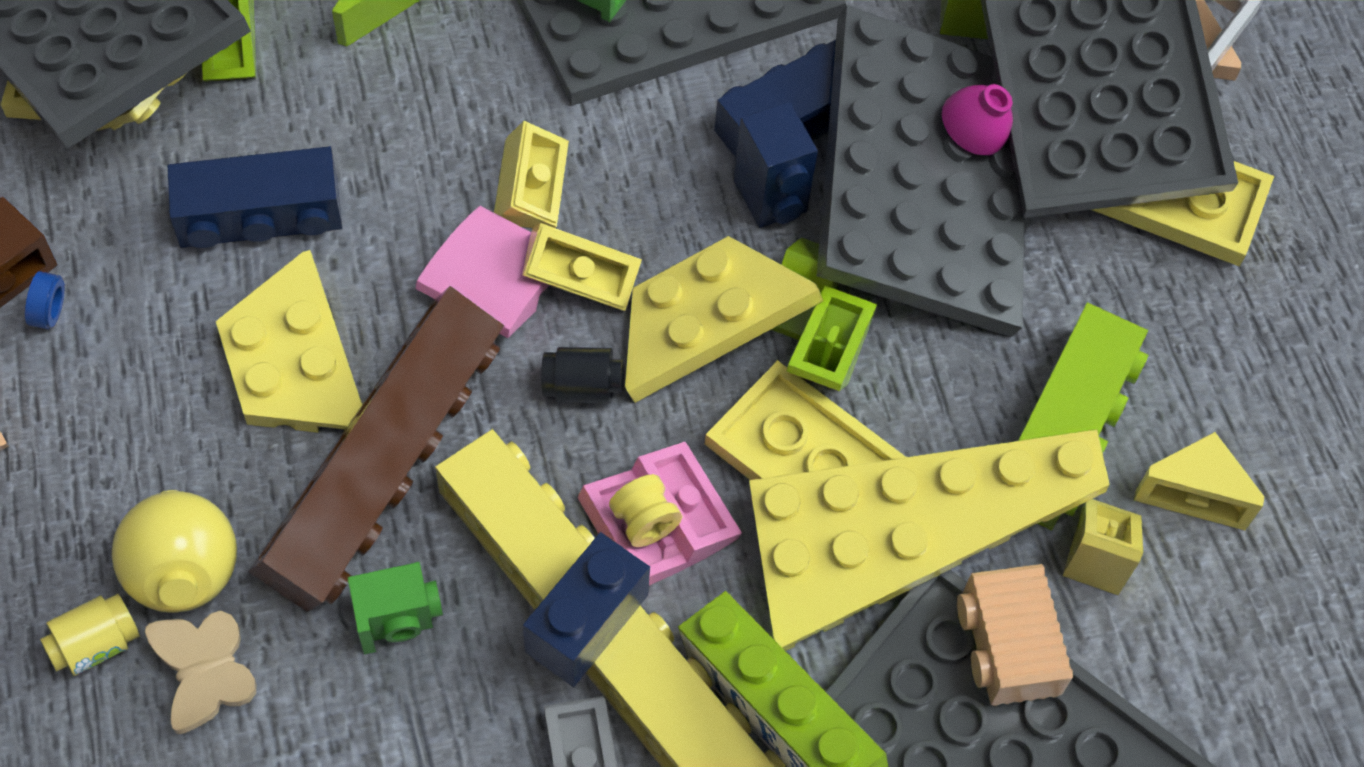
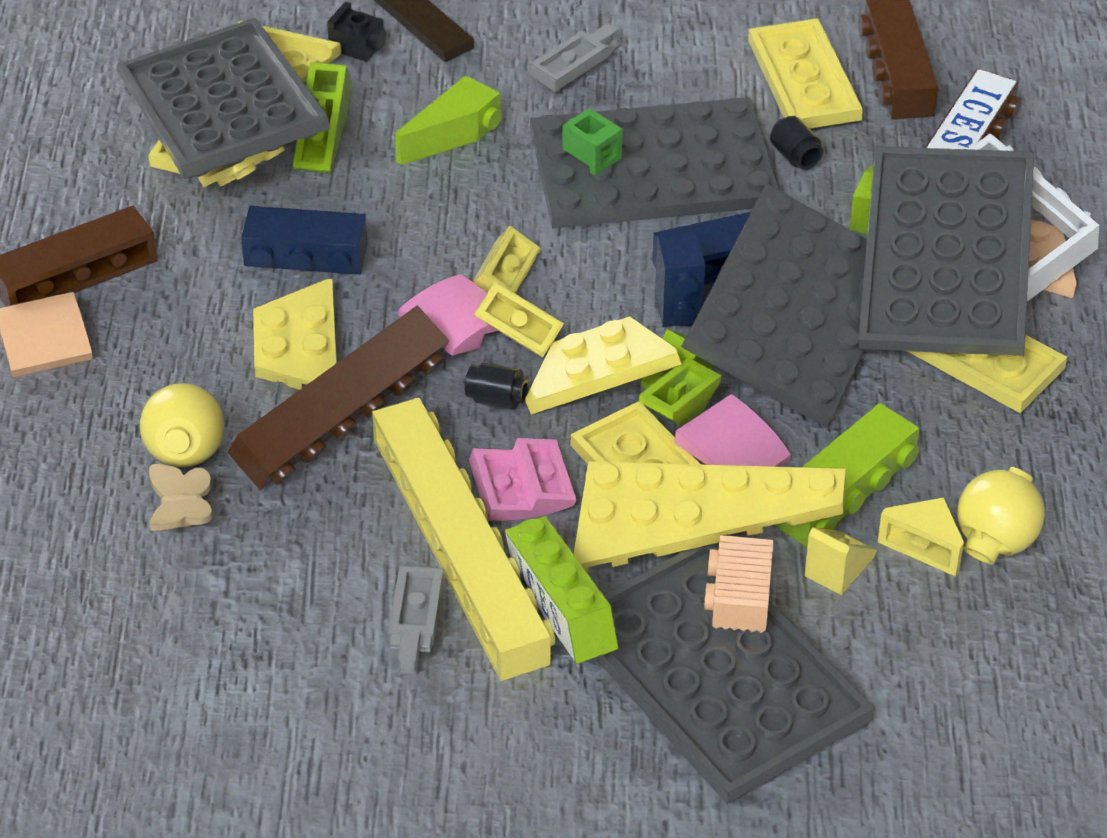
camera: 20 degrees right, 15 degrees down
(44, 300) = (142, 275): blue tile -> none
(89, 634) = (112, 467): light yellow brick -> none
(393, 604) = (317, 489): bright green brick -> none
(586, 609) = (443, 500): dark blue brick -> none
(645, 510) = (509, 465): light yellow wheel -> none
(916, 397) = (732, 436): none -> bright pink slope
(979, 118) = (842, 273): dark pink brick -> none
(1289, 437) = (1000, 514): none -> light yellow brick

